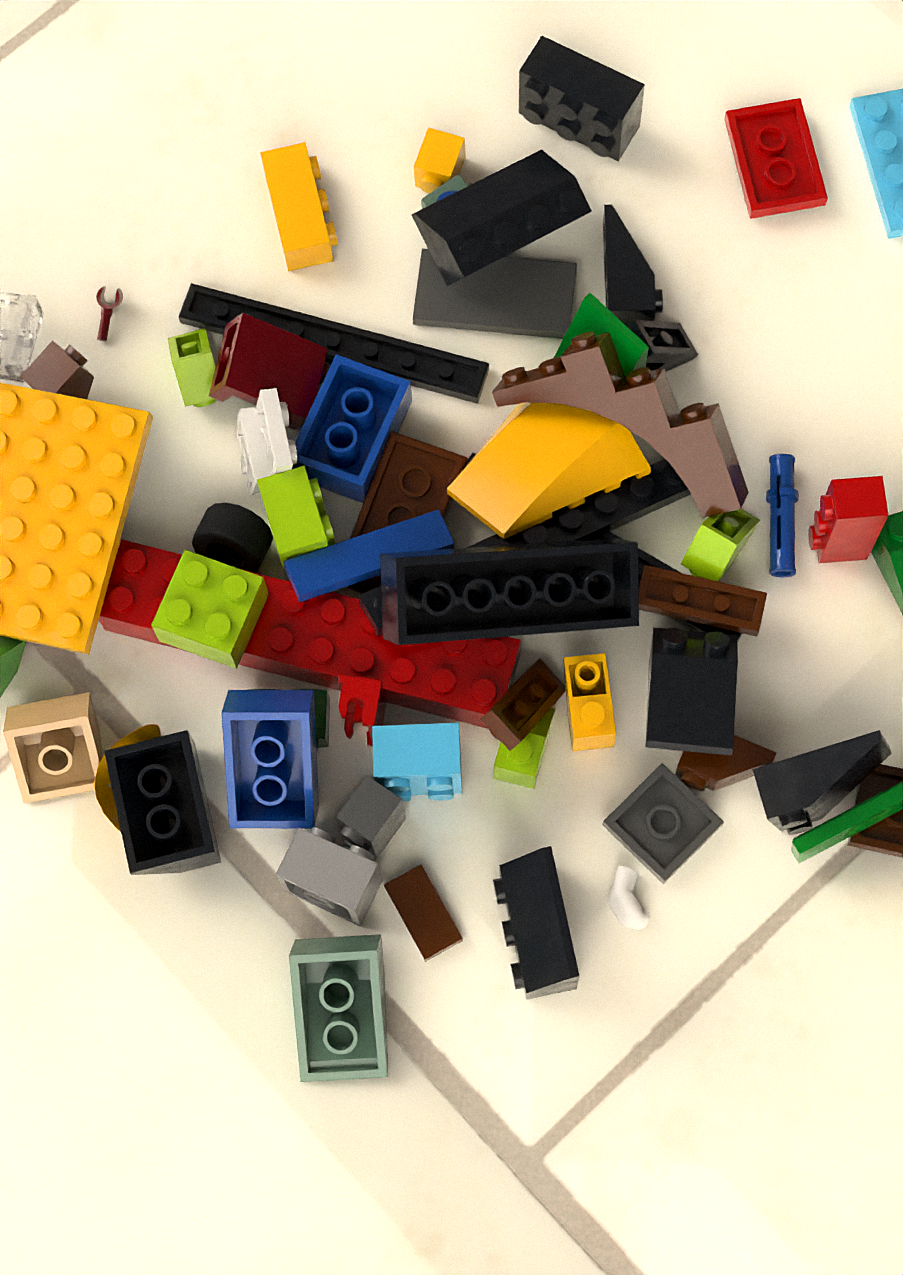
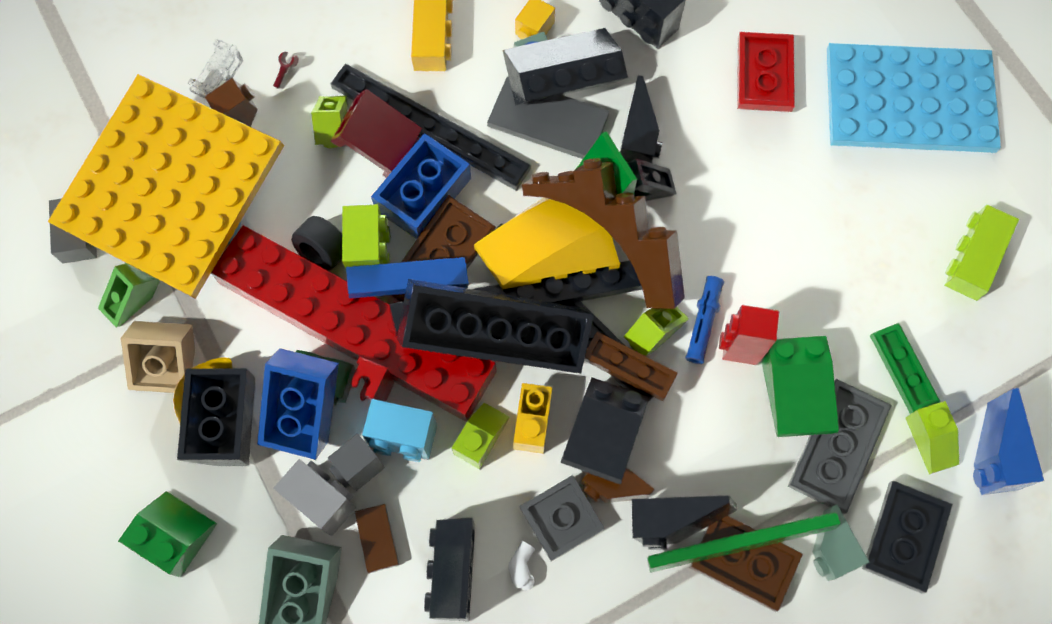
camera: 10 degrees right, 0 degrees up
(141, 977) = (168, 533): none -> green slope
(210, 609) = (284, 288): lime brick -> none
(265, 439) = (358, 177): white plate -> none
(524, 704) = (484, 409): reddish brown plate -> none

